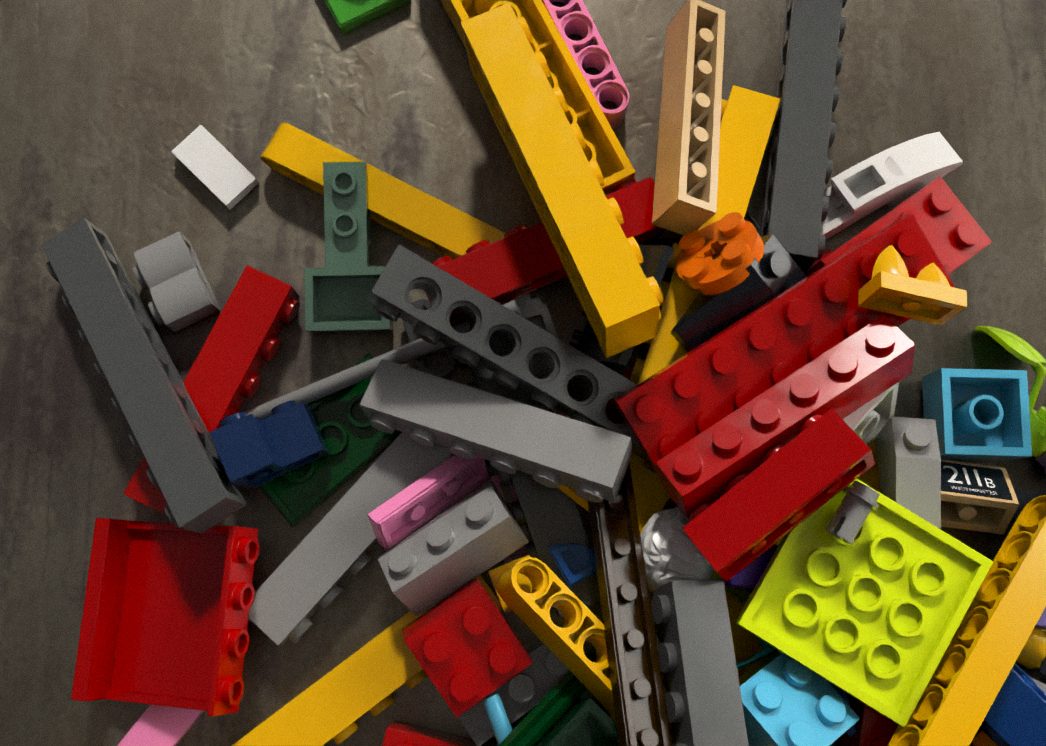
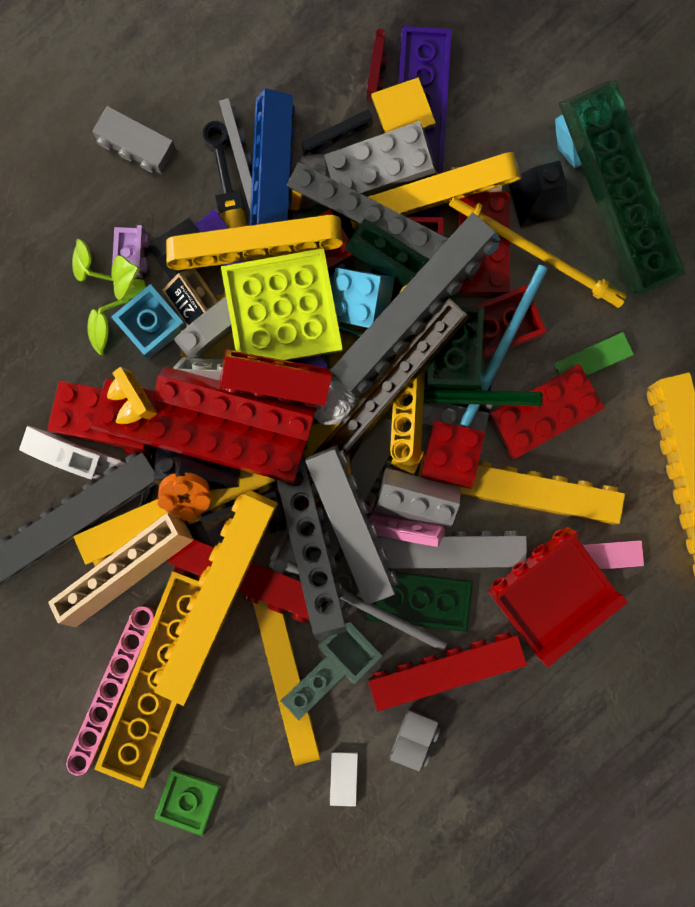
camera: 125 degrees left, 5 degrees up
(142, 378) = (468, 709): dark grey brick -> none
(265, 449) = (446, 620): dark blue brick -> none
(573, 561) = (376, 441): blue tile -> none
(852, 512) = (254, 341): light grey pin -> none

